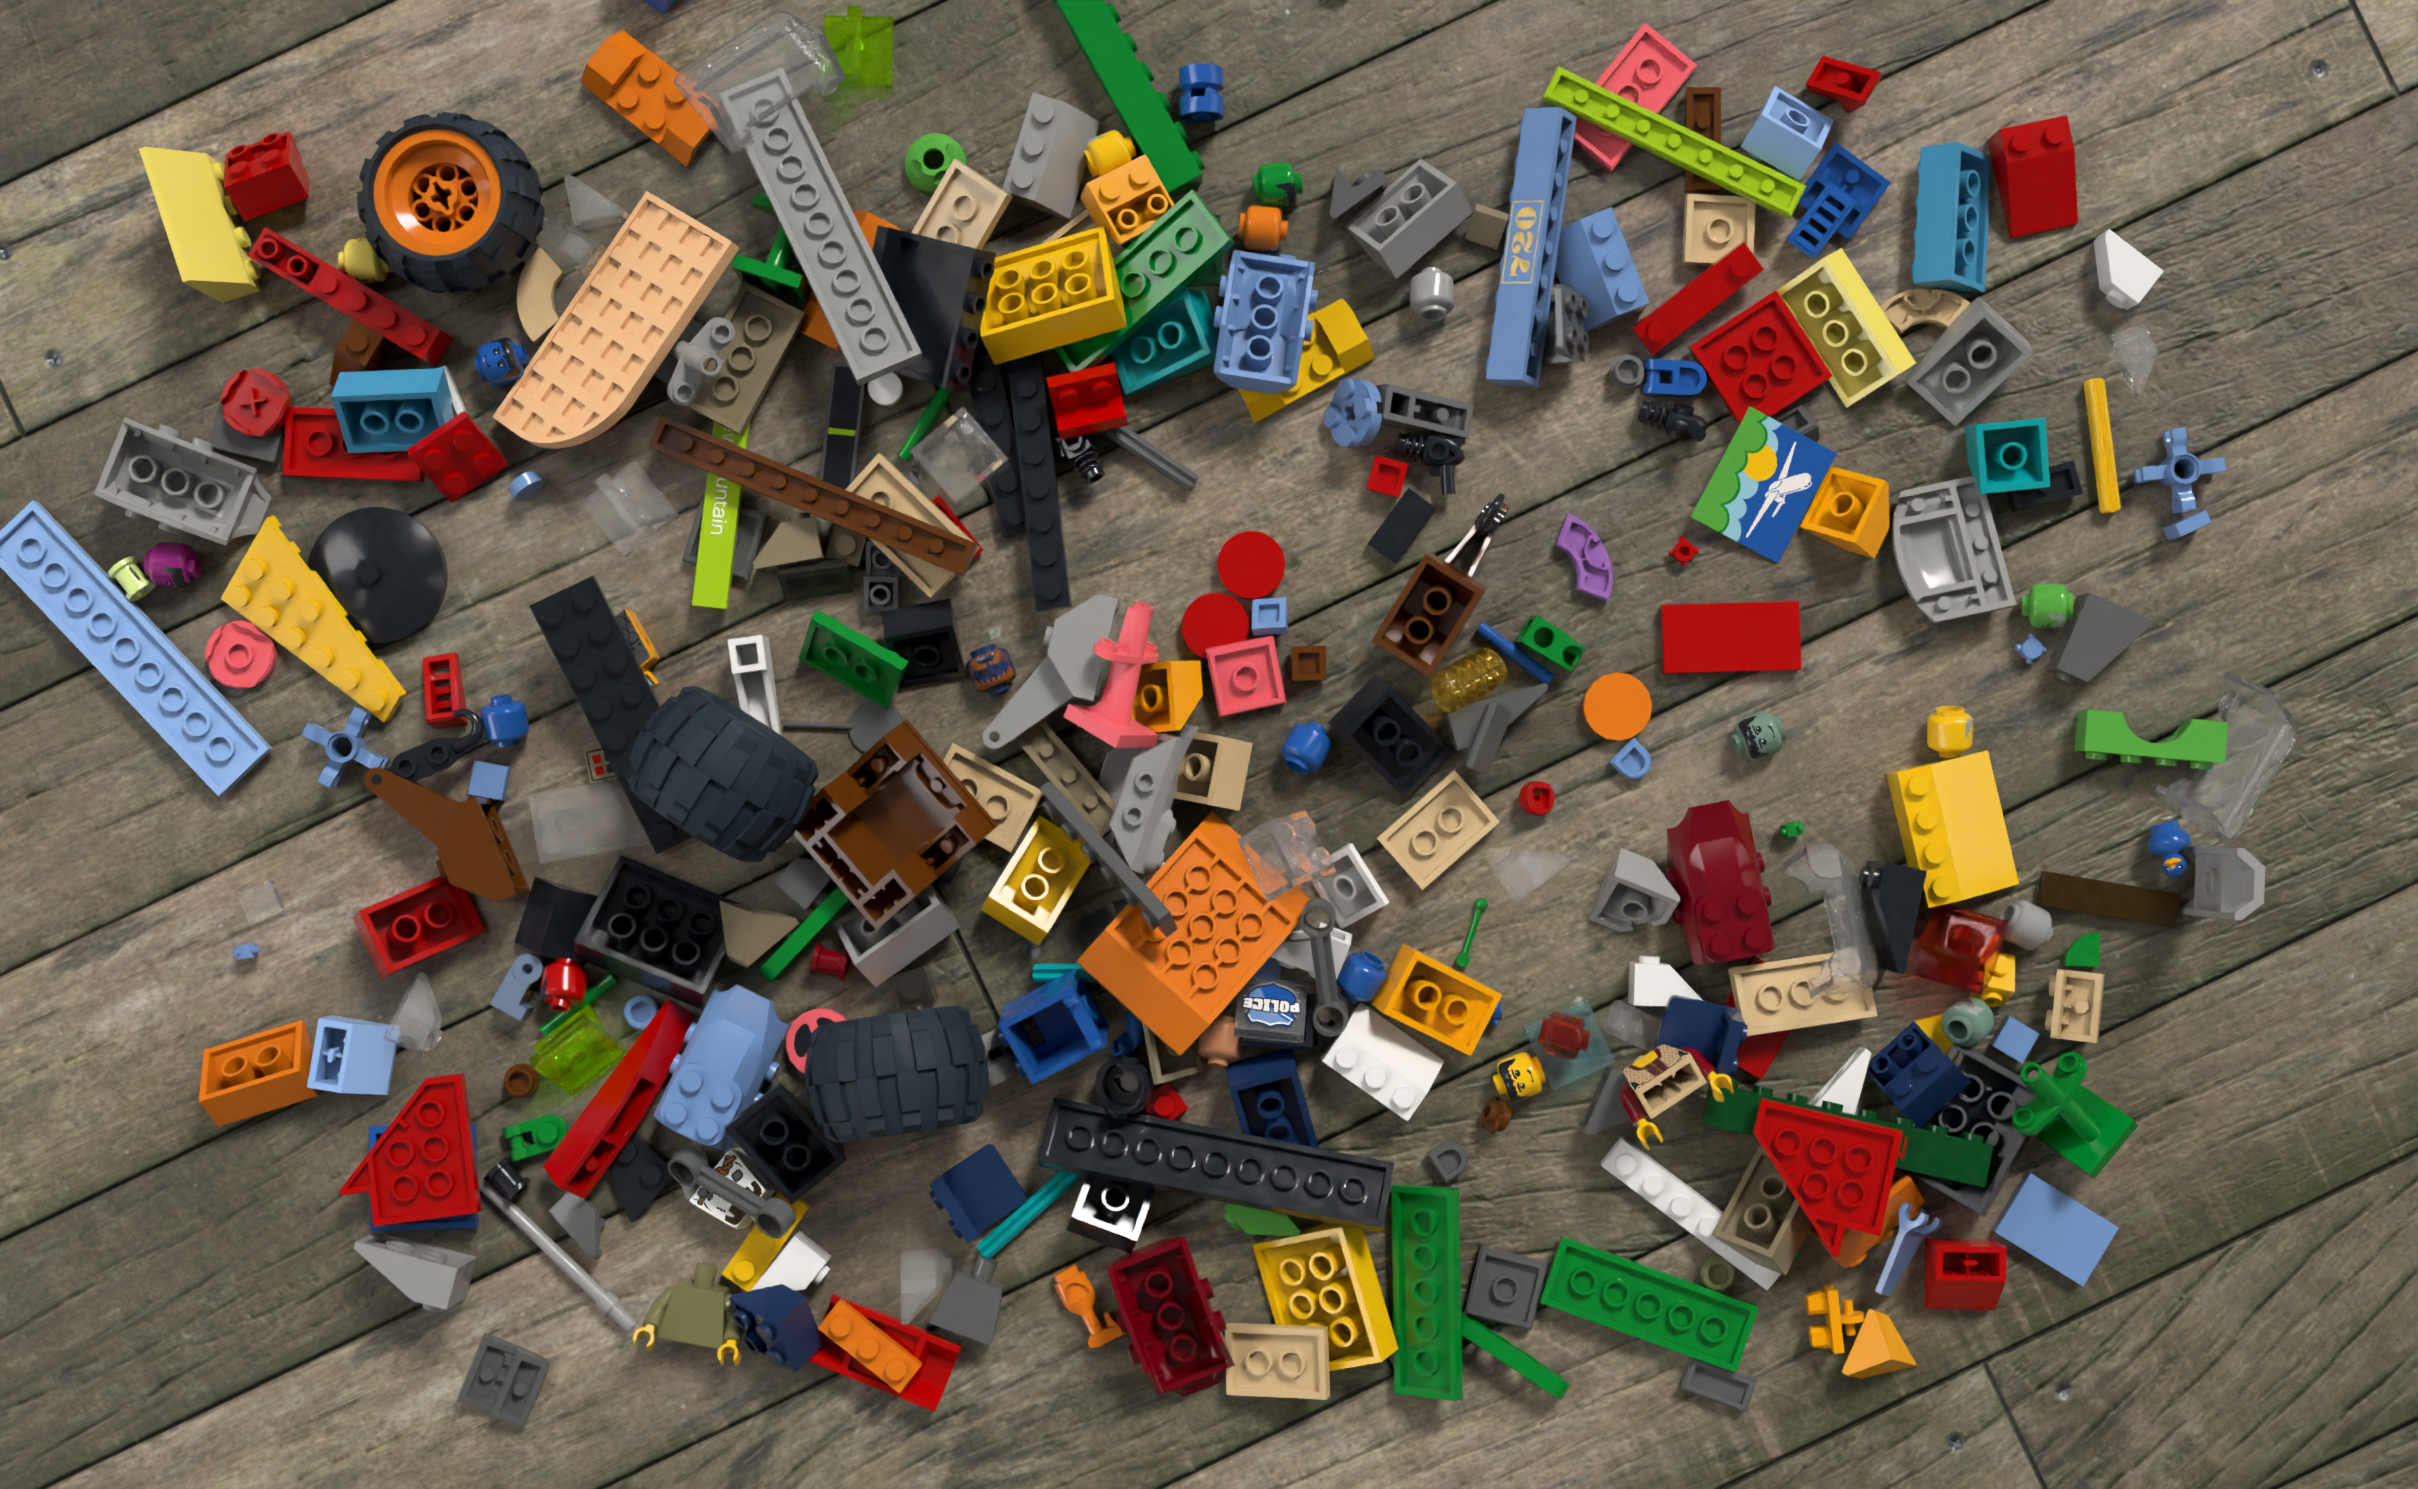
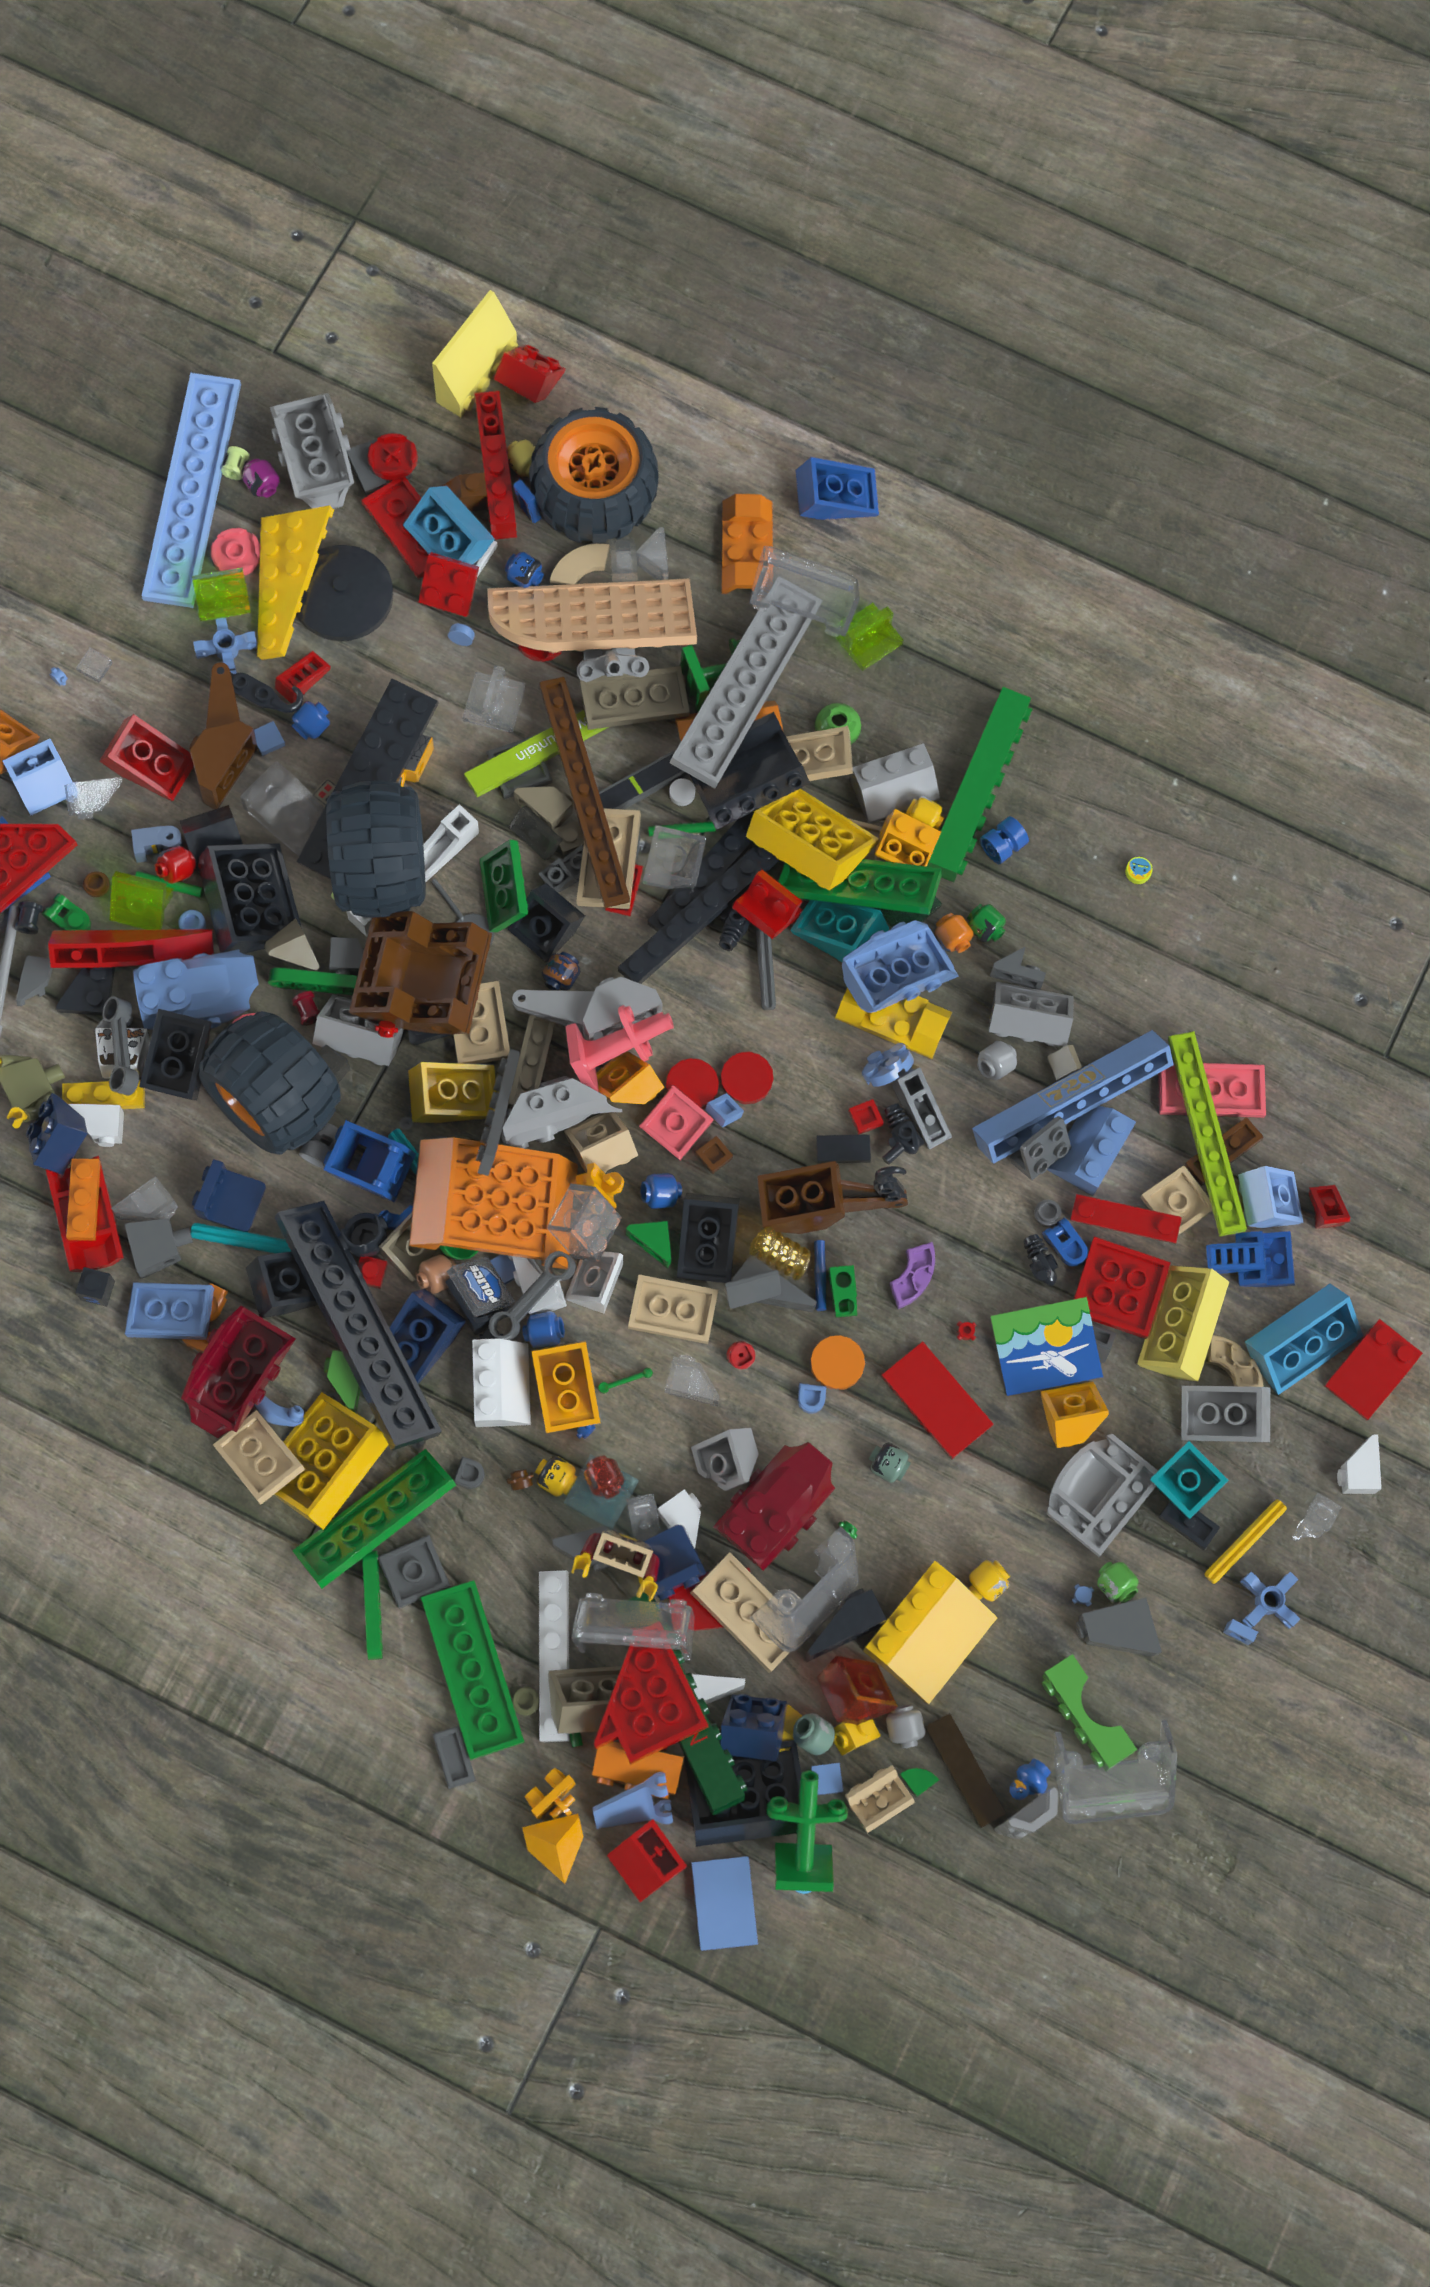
camera: 50 degrees right, 15 degrees down
(286, 712) = (221, 594): none -> clear neon green bracket
(423, 298) = (527, 501): none -> blue tile
(924, 904) = (386, 1029): none -> red piece
(971, 1396) = (95, 1286): none -> black brick
(1053, 1338) = (169, 1311): none -> medium blue tile
(1247, 1305) = (279, 1415): none -> medium blue arm
(1257, 807) = (606, 1184): none -> light orange hips
(1352, 793) = (653, 1239): none -> green slope
(1742, 1125) = (634, 1623): none -> clear windscreen

